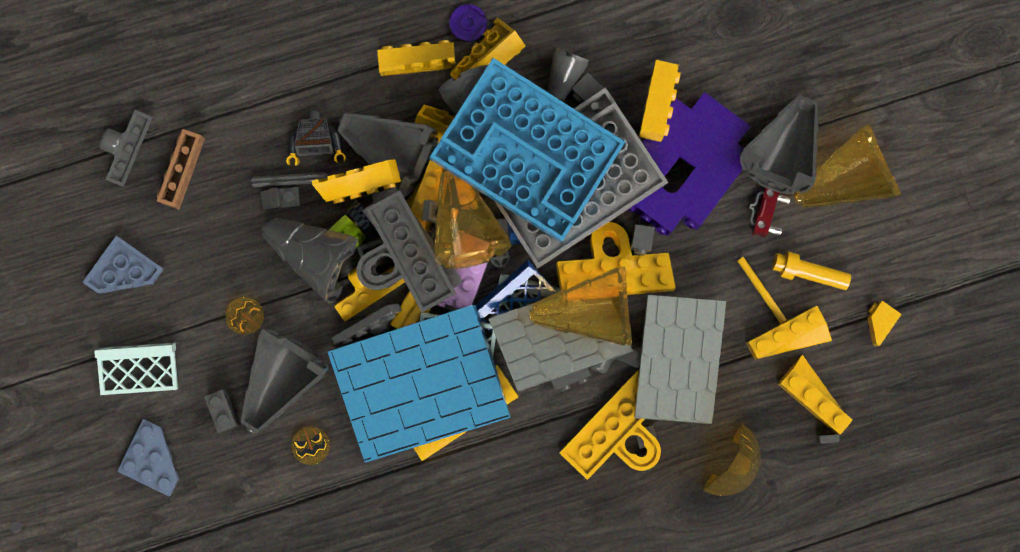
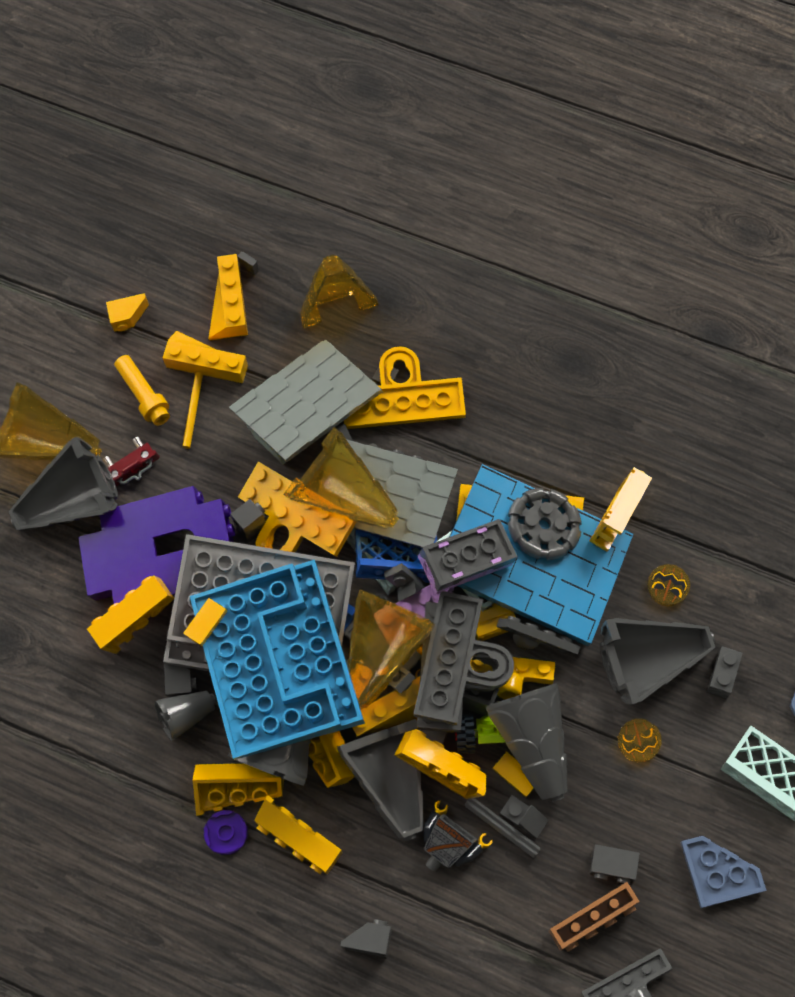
camera: 140 degrees left, 15 degrees down
(195, 216) = (614, 863): none -> dark grey brick
(311, 219) = (511, 771): none -> yellow tile
(312, 31) = (370, 939): none -> dark grey slope
(384, 469) = (620, 509): none -> door
(420, 418) = (548, 512): none -> dark grey plate
(456, 332) = (467, 556): none -> dark grey piece
(490, 286) = (404, 580): none -> dark grey slope
(596, 131) = (205, 622): none -> yellow tile

